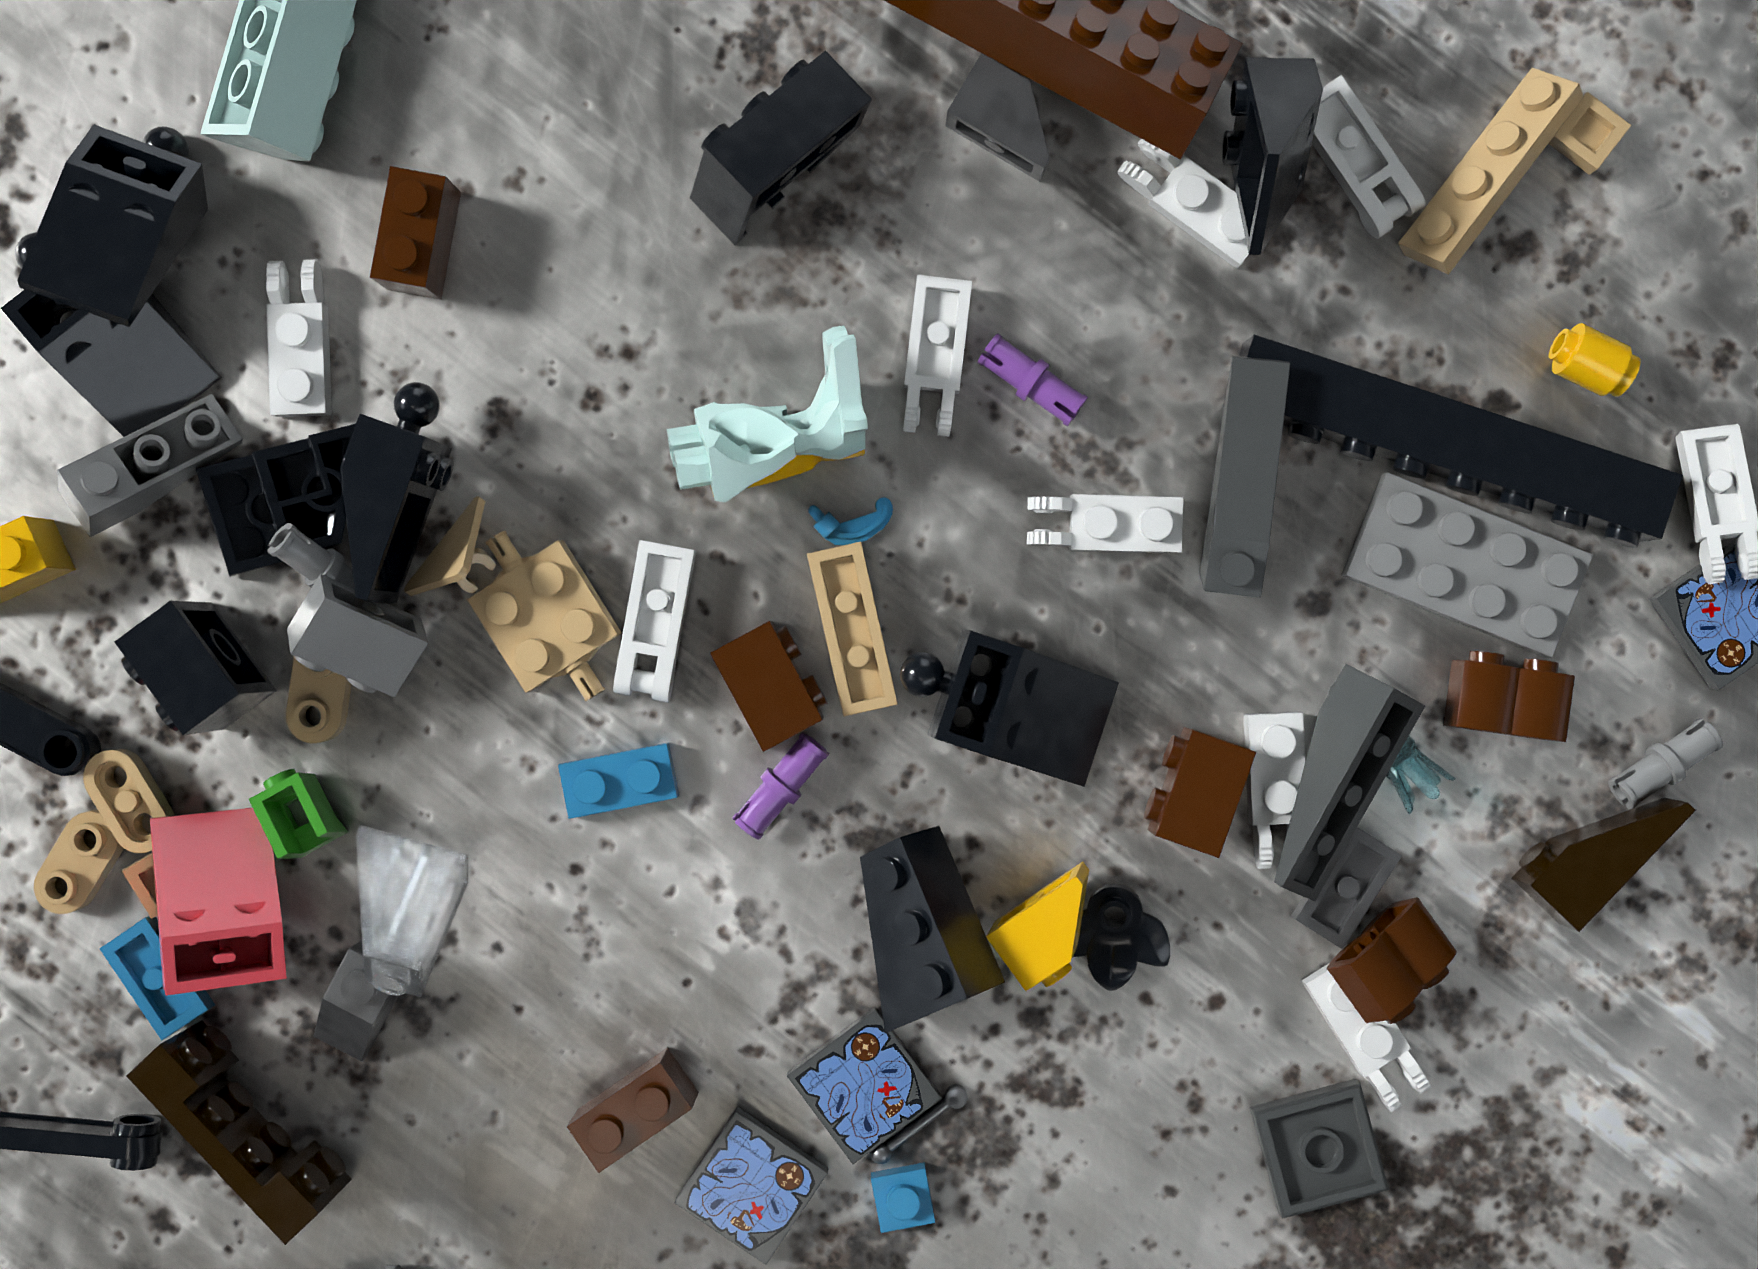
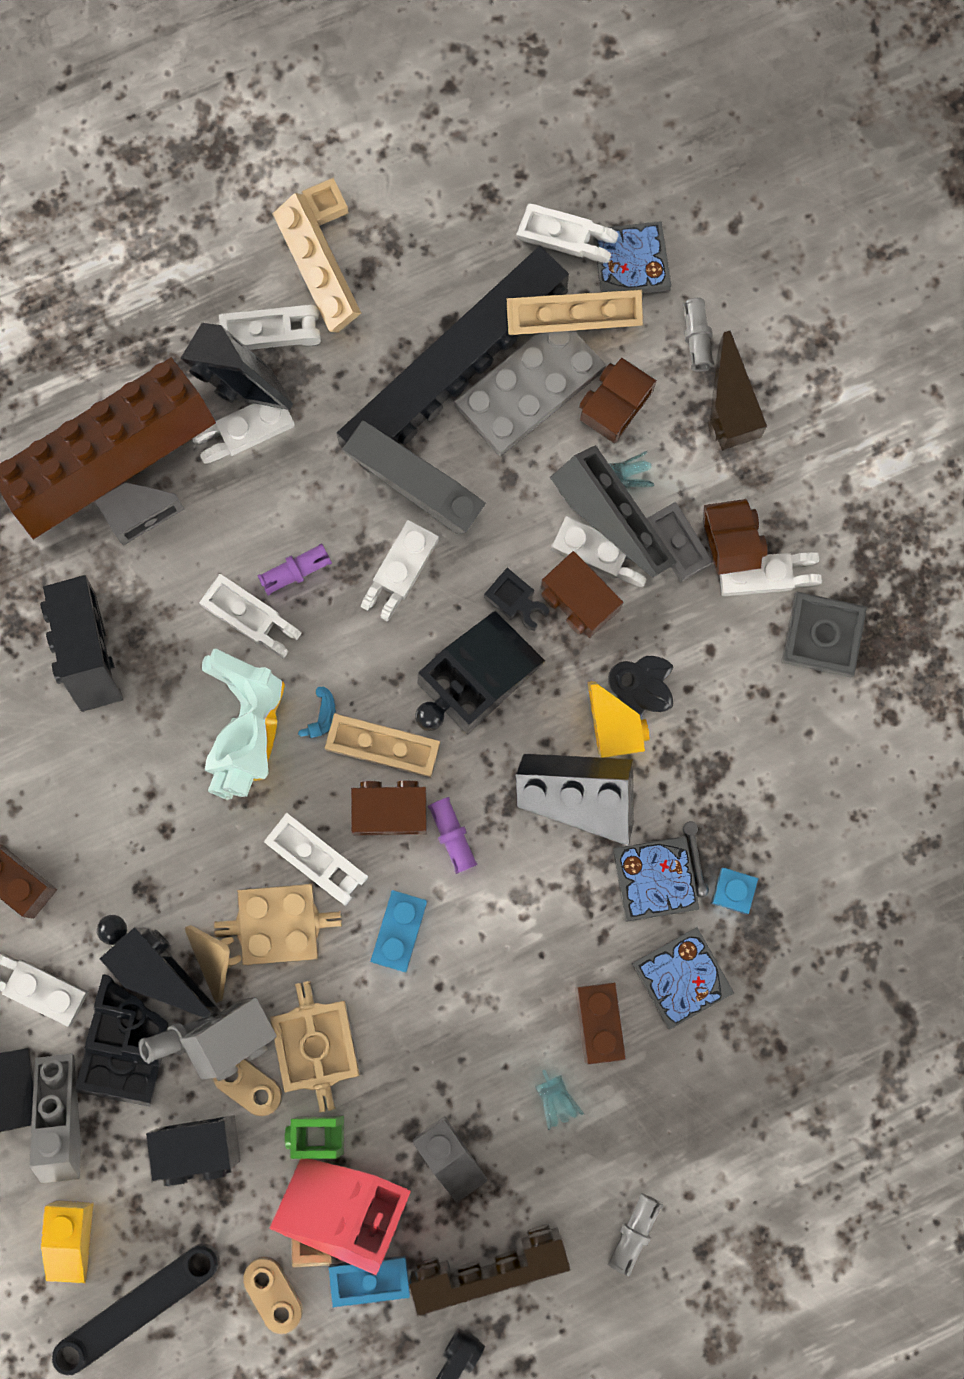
camera: 70 degrees left, 10 degrees down
(127, 804) = (253, 1242): tan plate -> none
(405, 907) = (404, 1096): clear slope -> none
(412, 750) = (315, 1046): none -> tan plate
(506, 1101) = (557, 1101): none -> clear light blue piece
(1149, 695) = (513, 596): none -> black plate
(1593, 360) = (452, 261): yellow brick -> none
(1607, 575) = (574, 312): none -> tan plate

